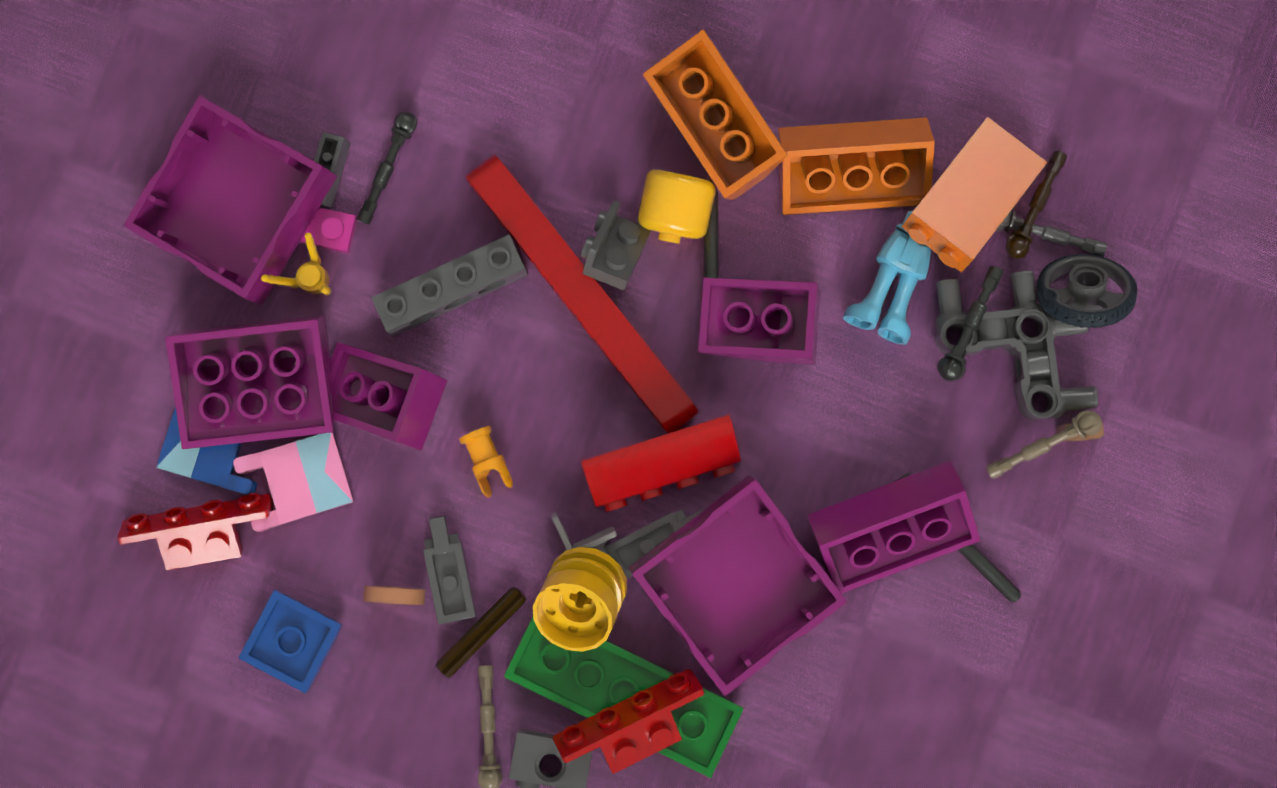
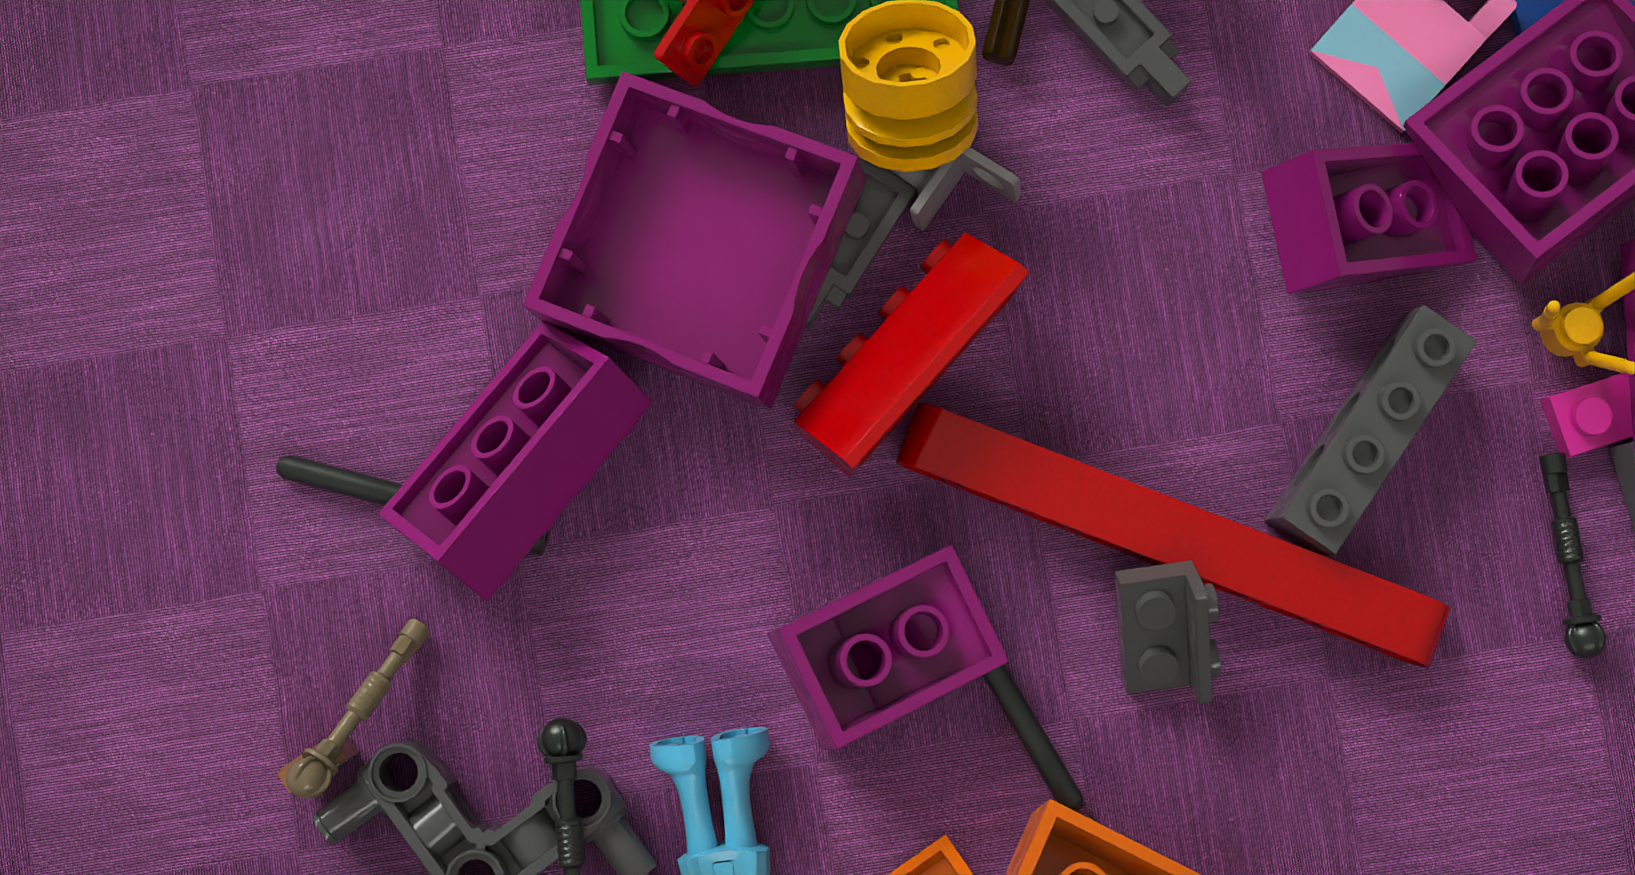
camera: 140 degrees right, 0 degrees up
(485, 458) = (1159, 214): light orange piece -> none
(676, 205) = (1114, 748): yellow head -> none

